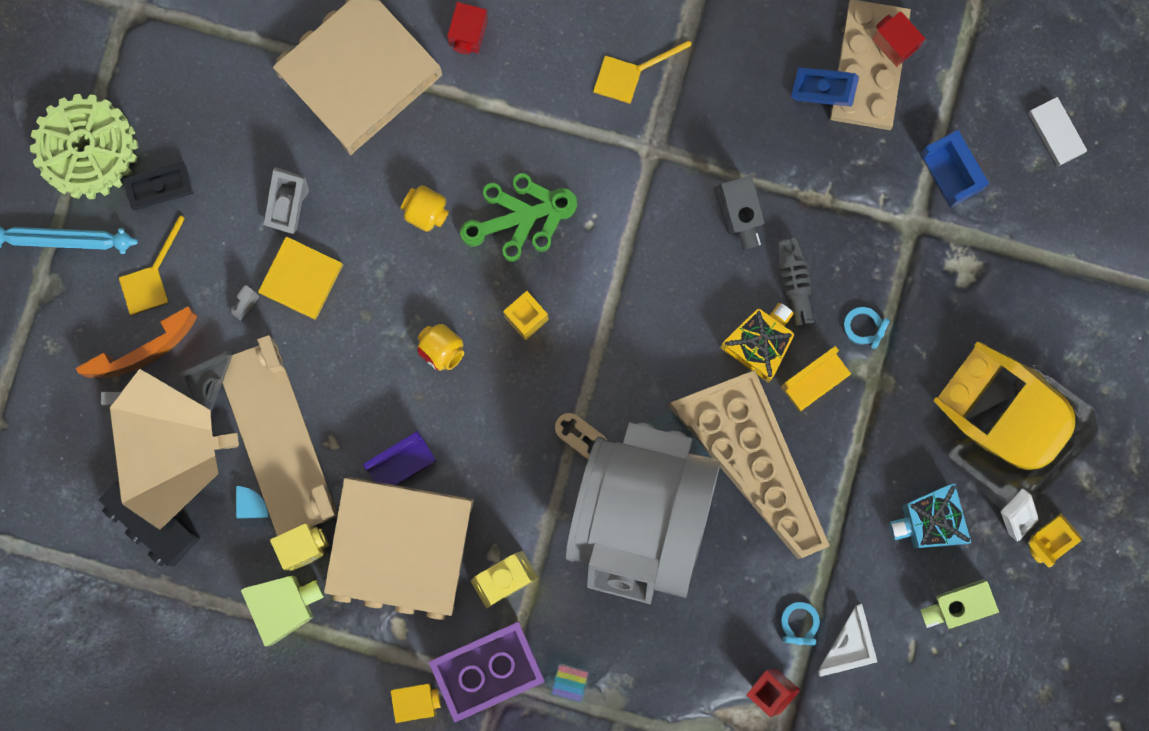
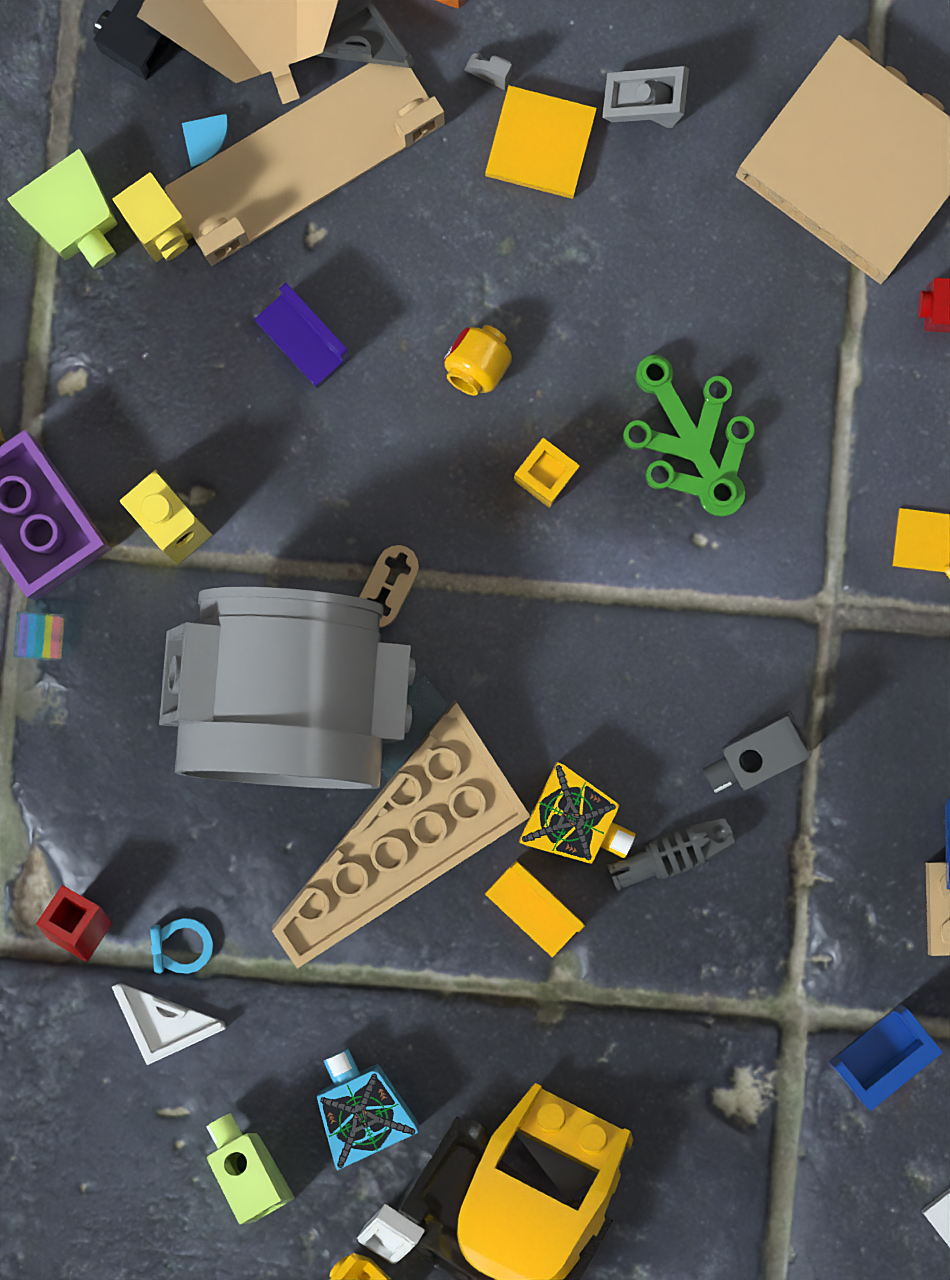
camera: 80 degrees right, 5 degrees up
(398, 547) = (181, 356): tan panel -> none
(424, 208) = (675, 297): yellow head -> none
(873, 340) = (634, 988): medium azure piece -> none

